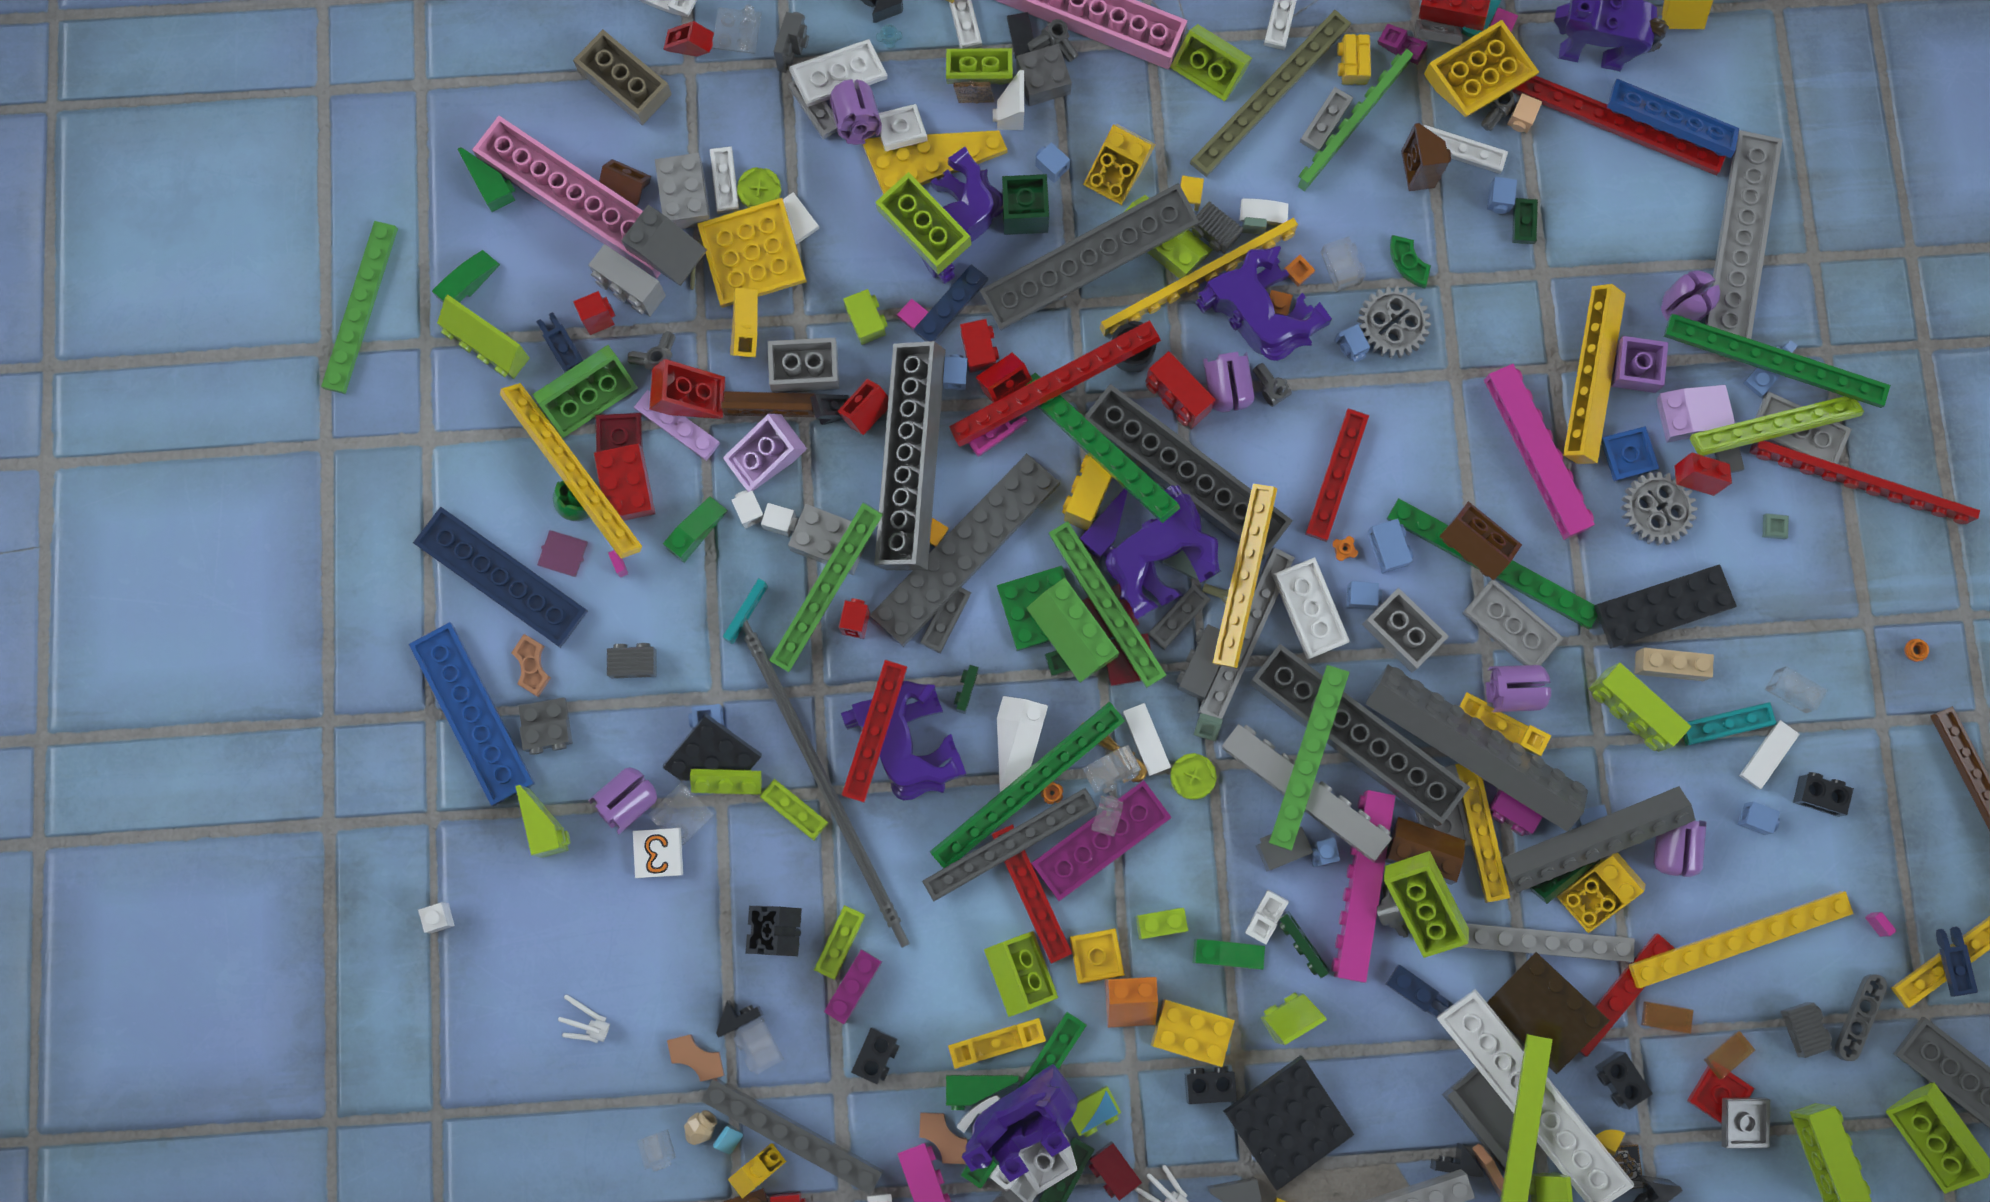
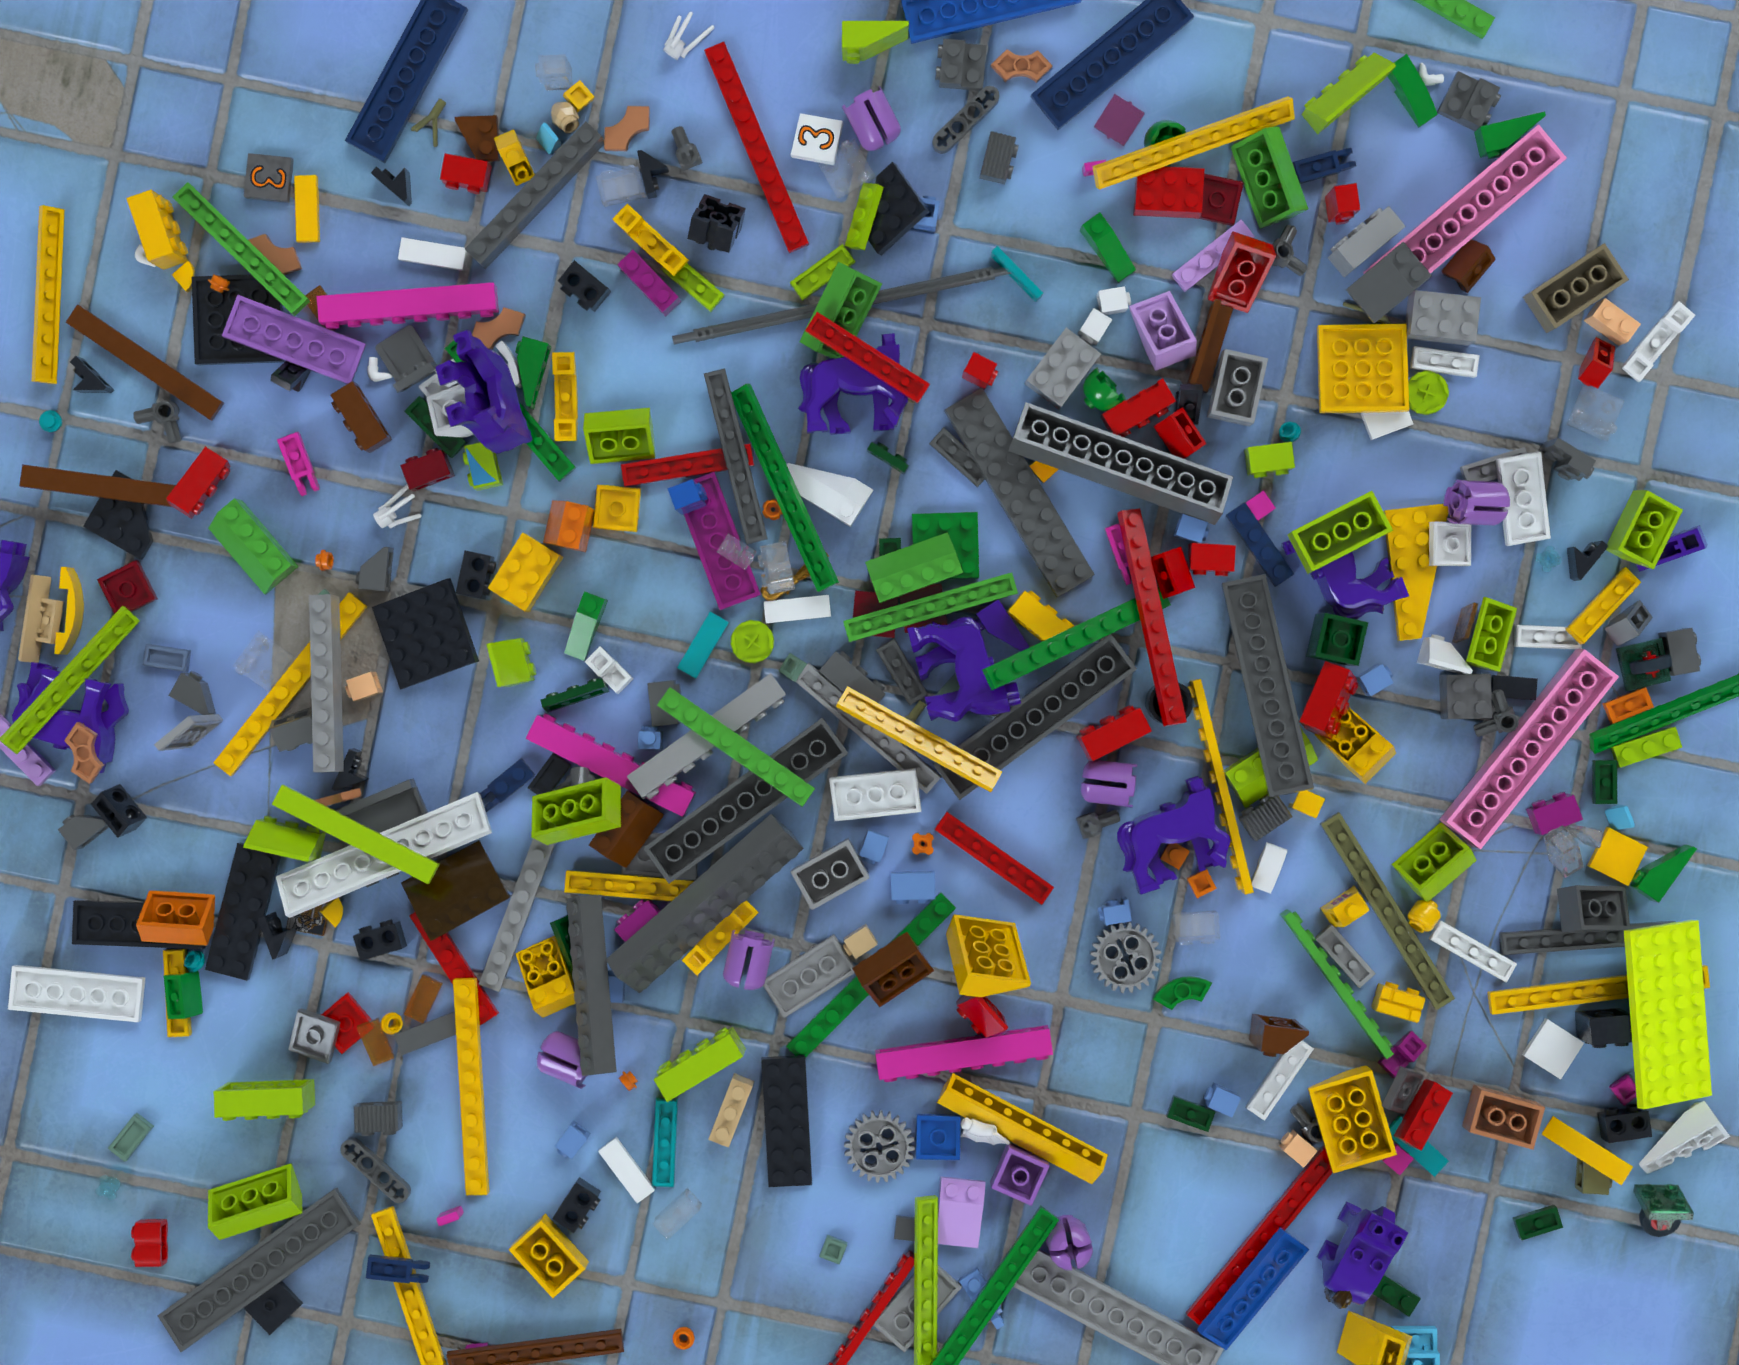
camera: 105 degrees right, 10 degrees up
(449, 264) = (1429, 80): none -> white animal
(462, 223) = (1469, 101): none -> dark grey plate
(601, 703) = (963, 117): none -> dark grey beam
(646, 35) = (1612, 322): none -> light nougat brick
(674, 1118) = (578, 96): none -> yellow plate
(680, 915) = (756, 147): none -> red plate
(706, 985) = (687, 152): none -> dark grey axle
(744, 323) = (1293, 342): yellow slope -> none
(808, 997) = (650, 240): none -> yellow slope
(824, 775) = (845, 303): none -> bright green slope
(826, 587) = (1016, 352): bright green plate -> none
(833, 304) = (1289, 431): none -> teal plate
(843, 494) = (1101, 391): none -> green cylinder
(850, 453) = (1139, 409): none -> red wedge
(1068, 876) = (688, 496): none -> blue brick
(1086, 195) = (1329, 700): none -> red brick
(1161, 923) = (628, 573): lime brick -> none
(1211, 826) = (703, 645): none -> teal tile
(1254, 225) = (1257, 854): sand green tile -> none
(1265, 57) = (1424, 915): none -> yellow head
(1281, 130) = (1345, 907): none -> yellow torso
(1363, 1175) = (363, 686): none -> light nougat brick
(1395, 949) = (549, 775): none -> black tile
(1440, 450) = (986, 956): none -> yellow slope
(1463, 583) = (859, 942): none -> tan brick
(1495, 442) = (983, 1014): none -> red slope
(1610, 411) = (981, 1132): none -> white arm
(1679, 777) = (628, 1080): none -> orange plate
(1701, 1002) = (426, 1033): none -> dark grey tile
(1703, 474) = (898, 1196): red brick -> none
(1704, 1038) = (395, 1027): none -> yellow plate
(1885, 808) = (549, 1255): none -> yellow brick

